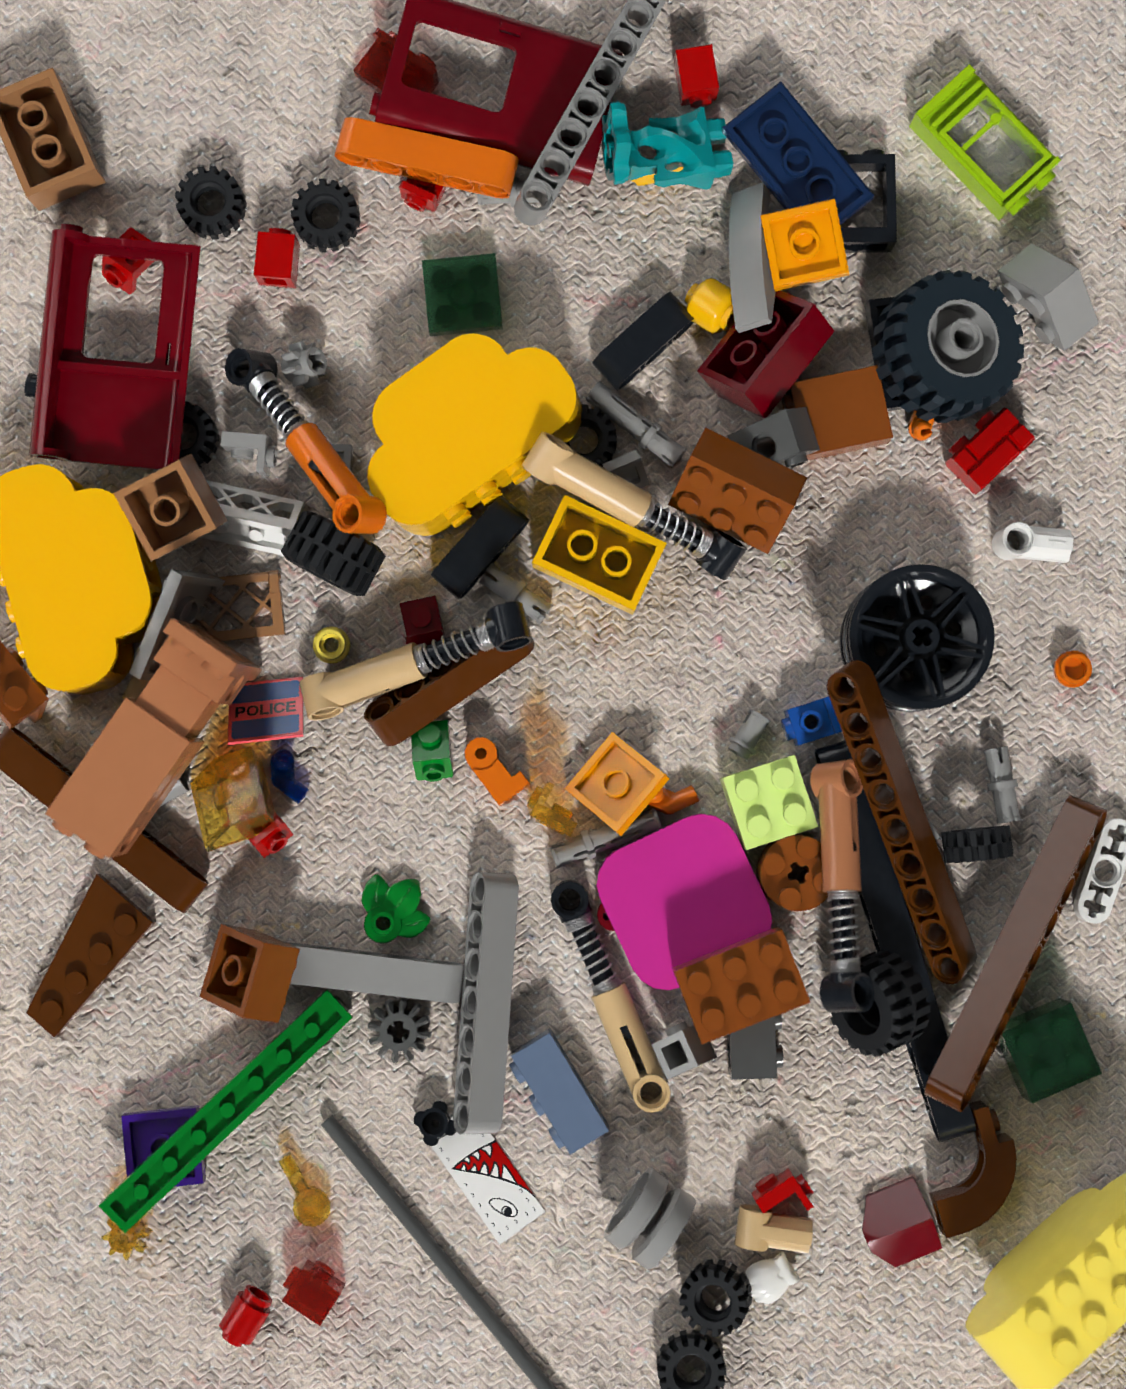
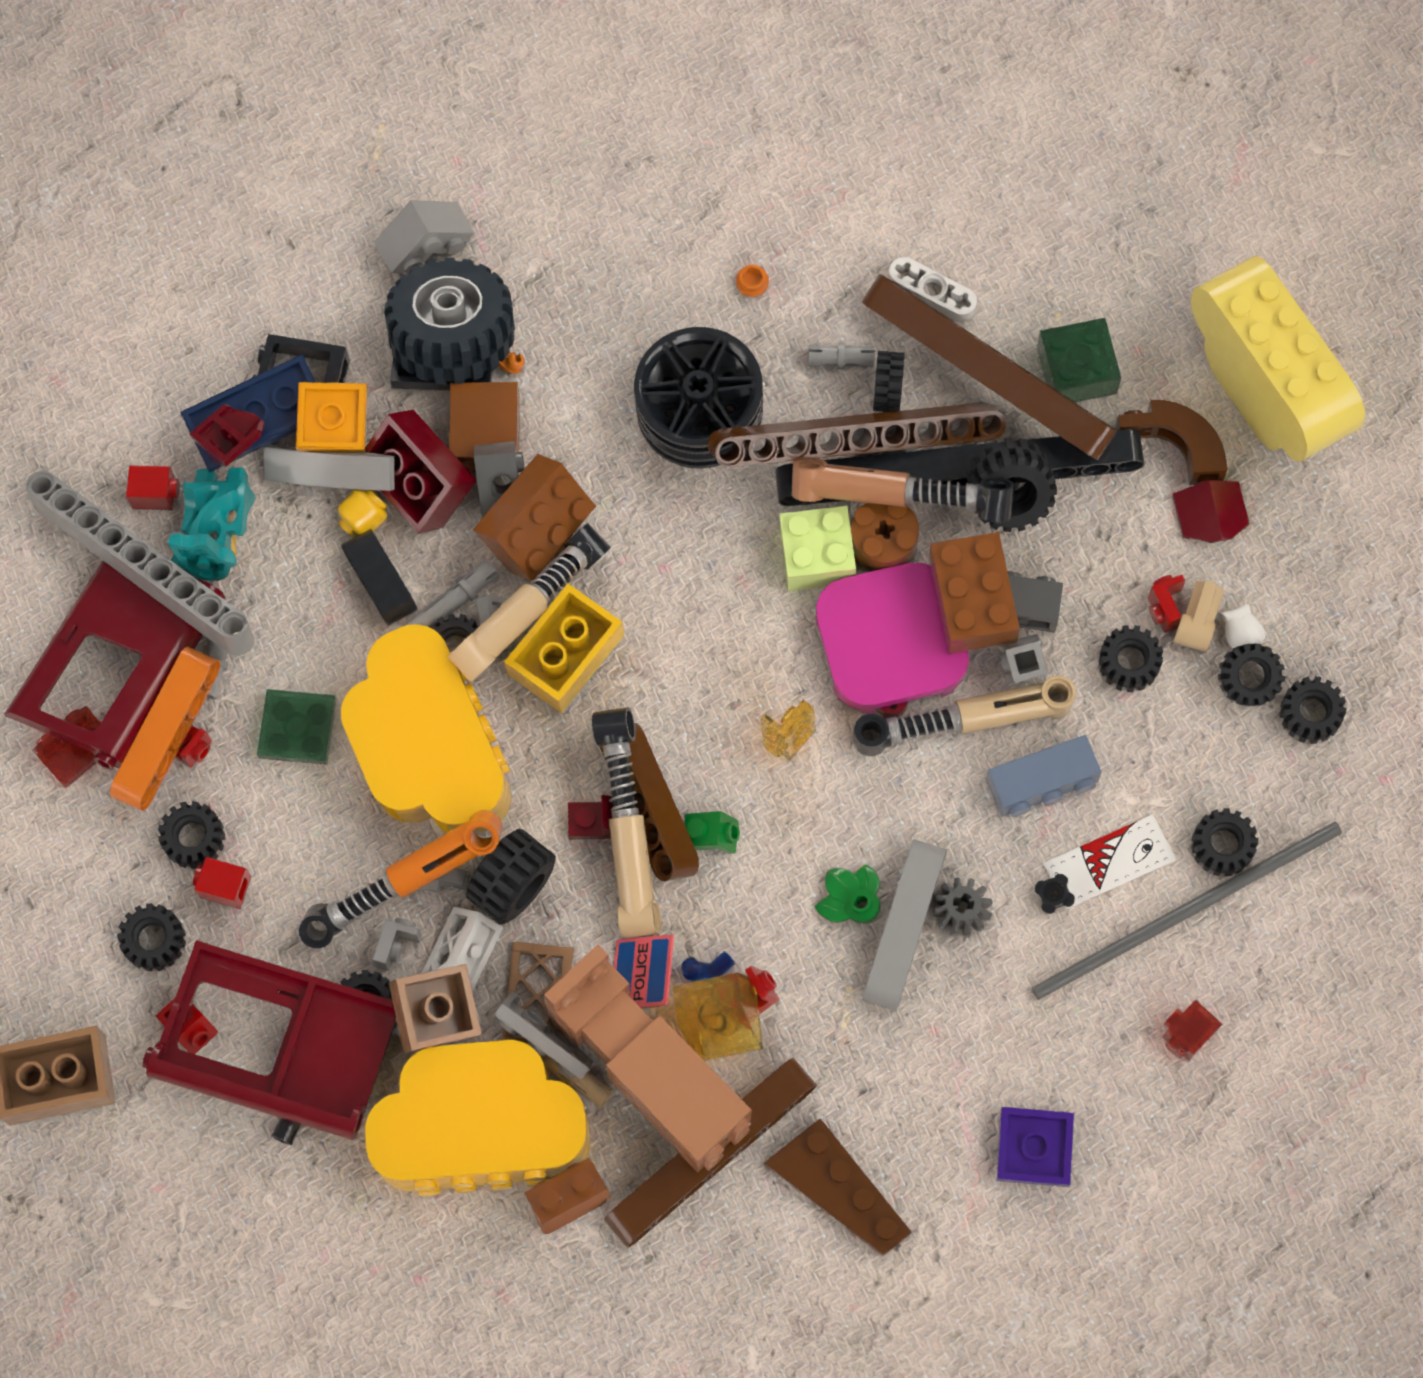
camera: 80 degrees left, 15 degrees down
(120, 1243) = (1102, 1200): clear yellow gear -> none
(225, 1111) = (1009, 1076): green plate -> none
(245, 1316) = (1205, 1097): red brick -> none
(249, 973) = (883, 1026): dark orange brick -> none
(304, 364) = (326, 878): light grey gear -> none
(311, 1203) = (1111, 1021): clear yellow plate -> none
(323, 636) = (588, 896): light yellow plate -> none
(480, 547) = (533, 753): black beam -> none
(485, 762) = (742, 781): orange leg -> none
(485, 1003) = (952, 824): light grey beam -> none
(508, 1311) = (1236, 825): none -> black tyre
(515, 591) = (577, 736): light grey pin -> none
(600, 839) = (821, 694): light grey pin -> none
(616, 783) = (774, 672): light orange plate -> none
(650, 1218) = (1169, 713): light grey wheel -> none
(671, 802) = (799, 636): orange arm -> none
(715, 1185) = (1130, 678): none -> black tyre
(748, 734) = (753, 555): light grey pin -> none
(761, 138) = (228, 434): none -> dark red slope
(794, 725) = (750, 487): blue brick -> none
(984, 144) = (277, 263): lime door -> none
(989, 450) = (546, 310): red brick -> none
(1035, 543) = (635, 290): white piece -> none

